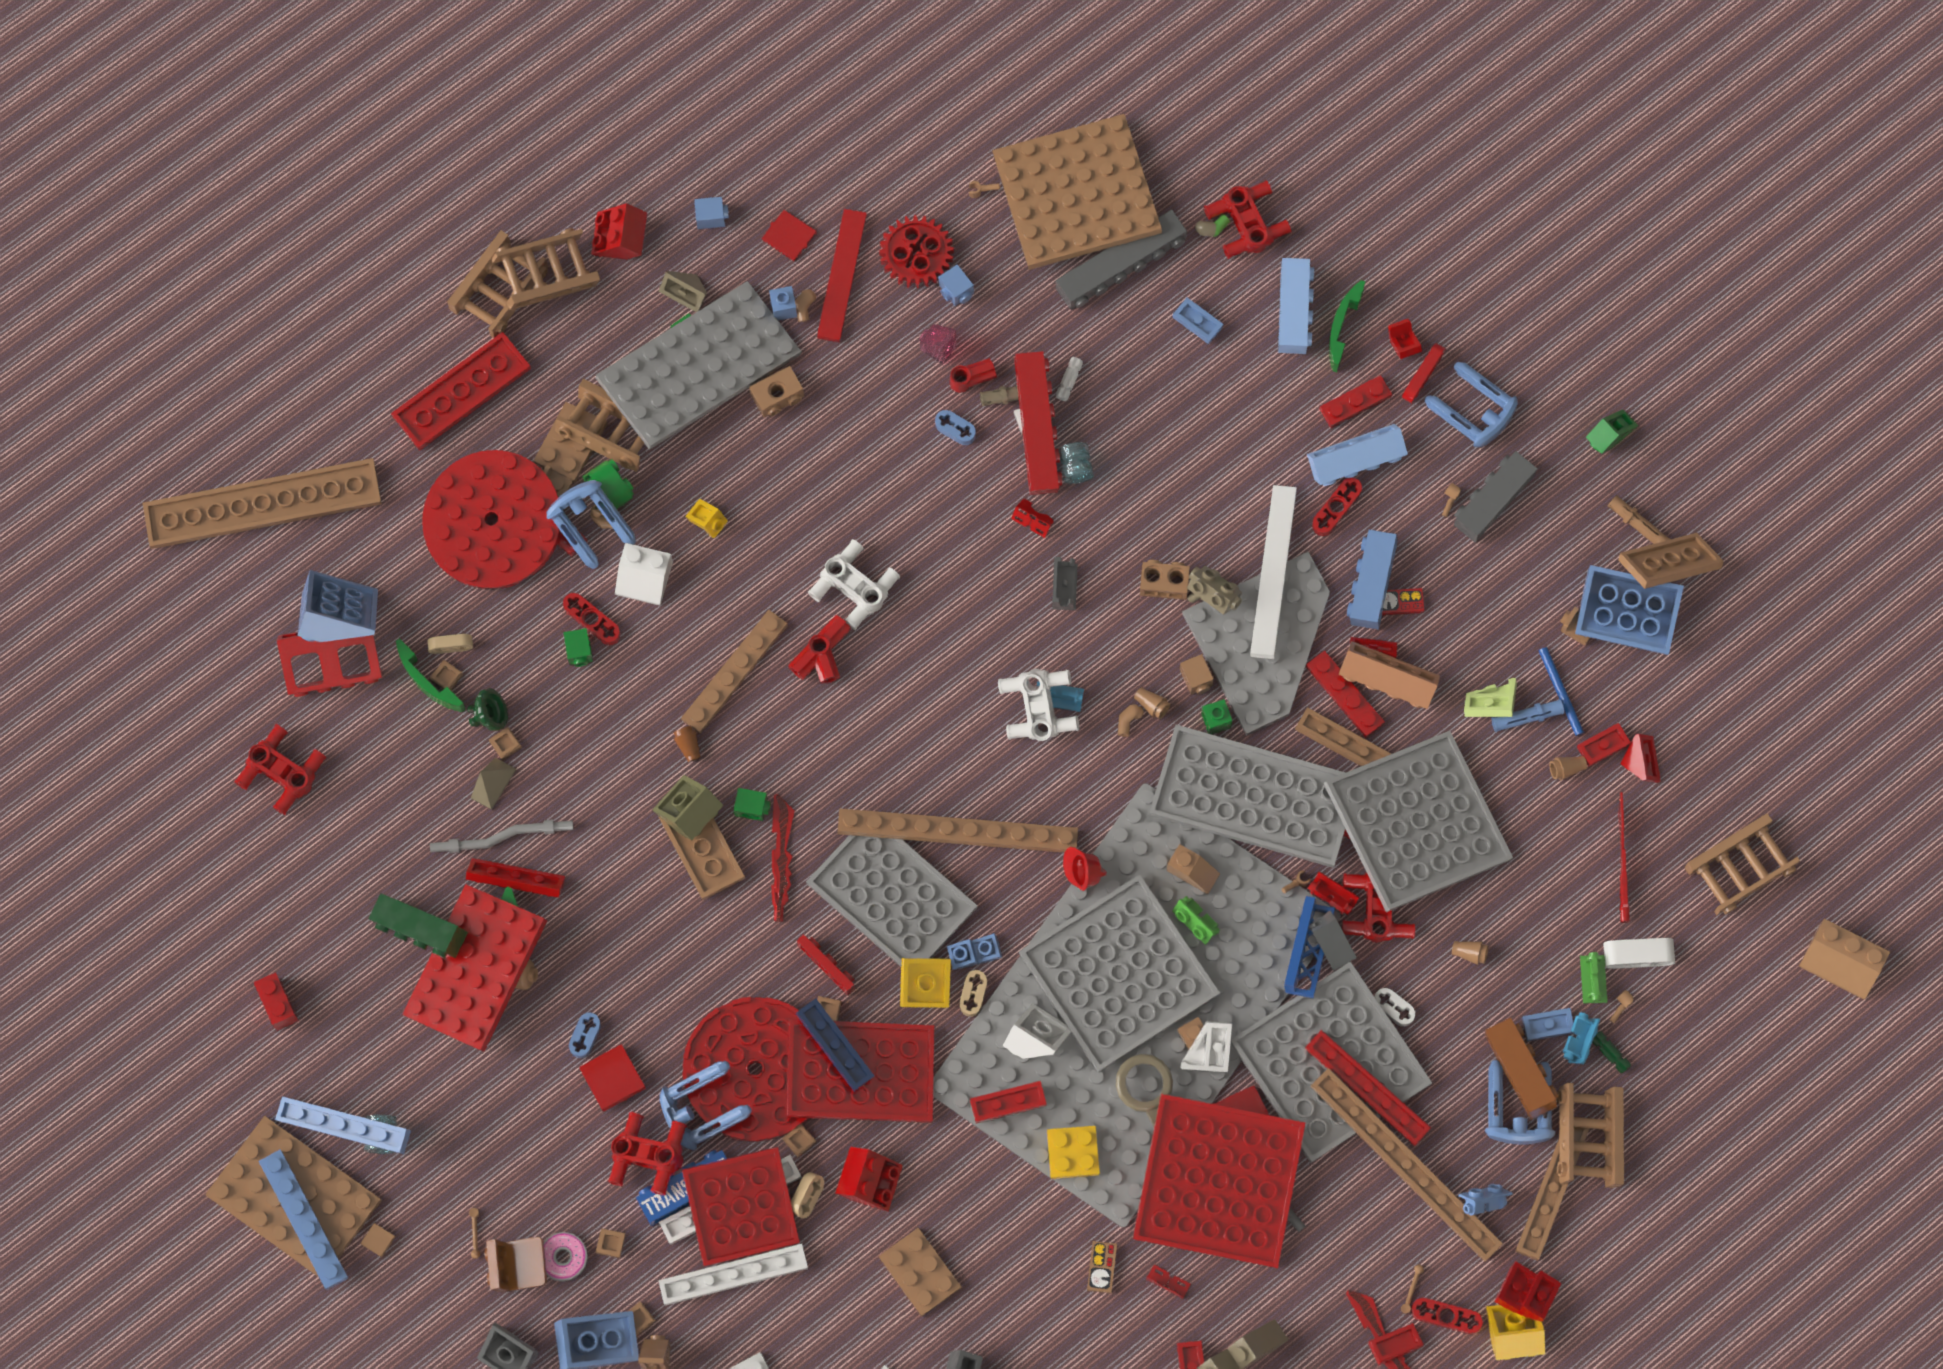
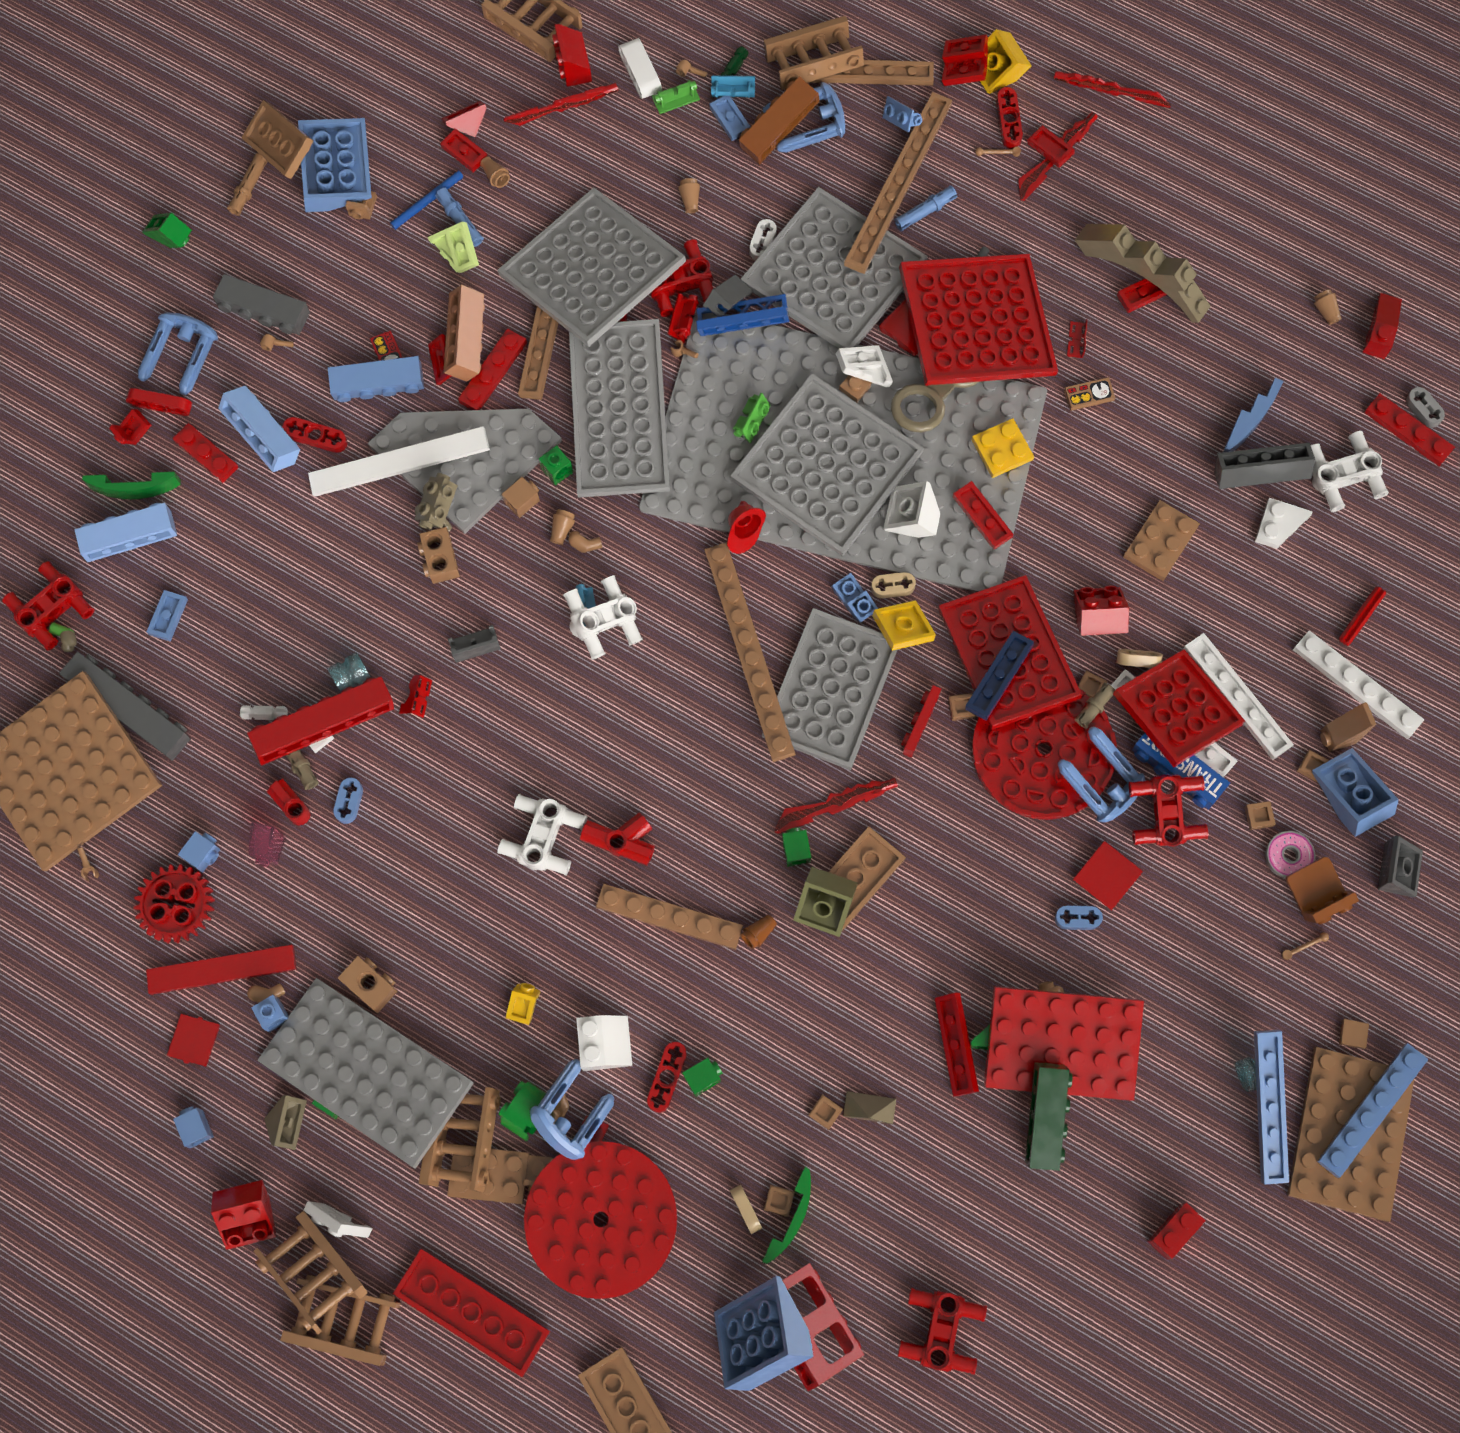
camera: 110 degrees left, 0 degrees up
(489, 710) = (801, 1138): dark green hair -> none
(547, 827) = (947, 1118): light grey bar -> none
(582, 303) = (337, 1222): none -> white wing
(774, 1128) = (1095, 705): none -> dark tan pin
(1192, 869) = (707, 437): medium nougat slope -> none
(1368, 1088) = (845, 231): red tile -> none
(1369, 1181) = (932, 204): none -> medium blue pin
(1674, 885) = (571, 56): none -> red slope

